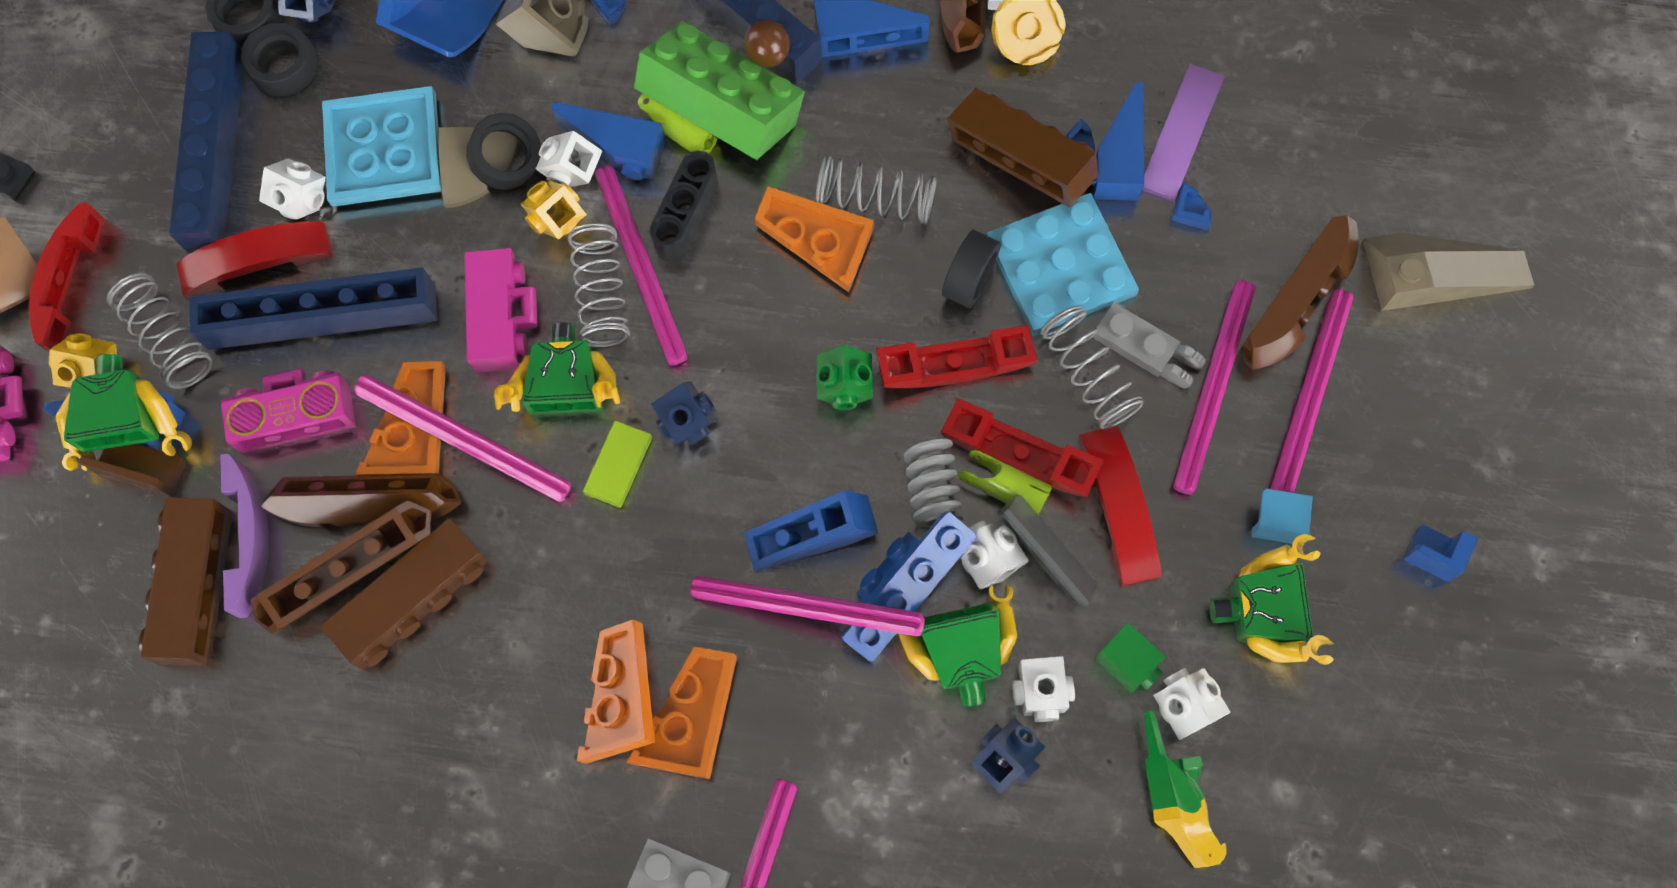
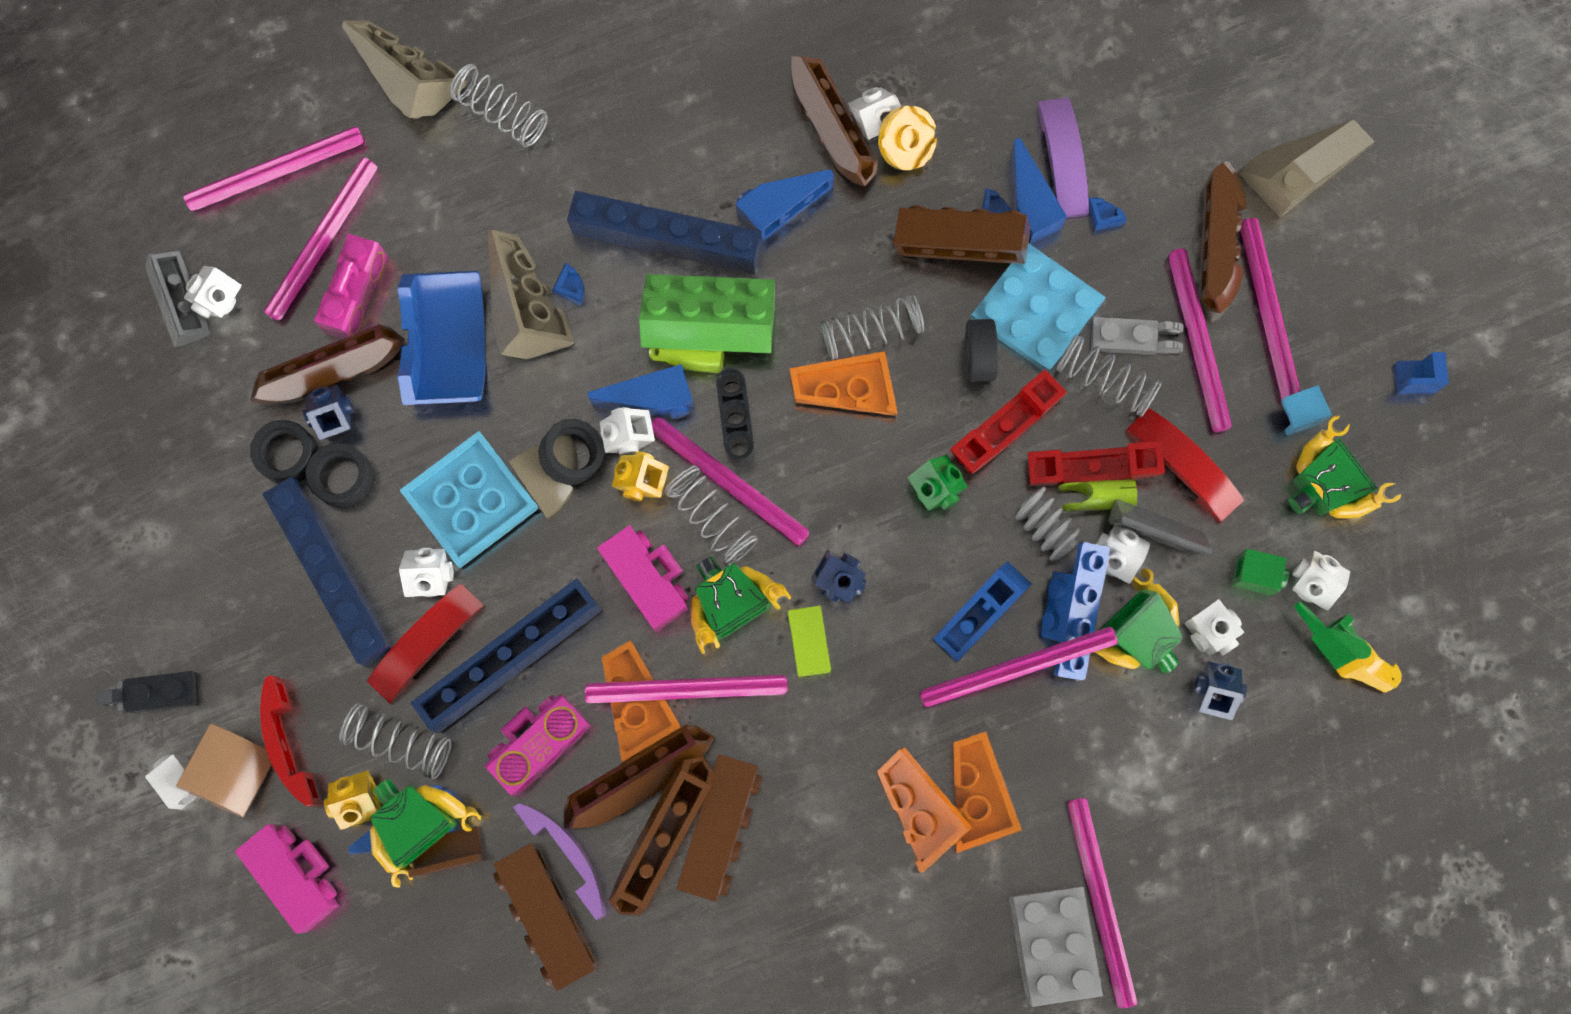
camera: 30 degrees left, 5 degrees up
(766, 43) = (728, 259): reddish brown piece -> none

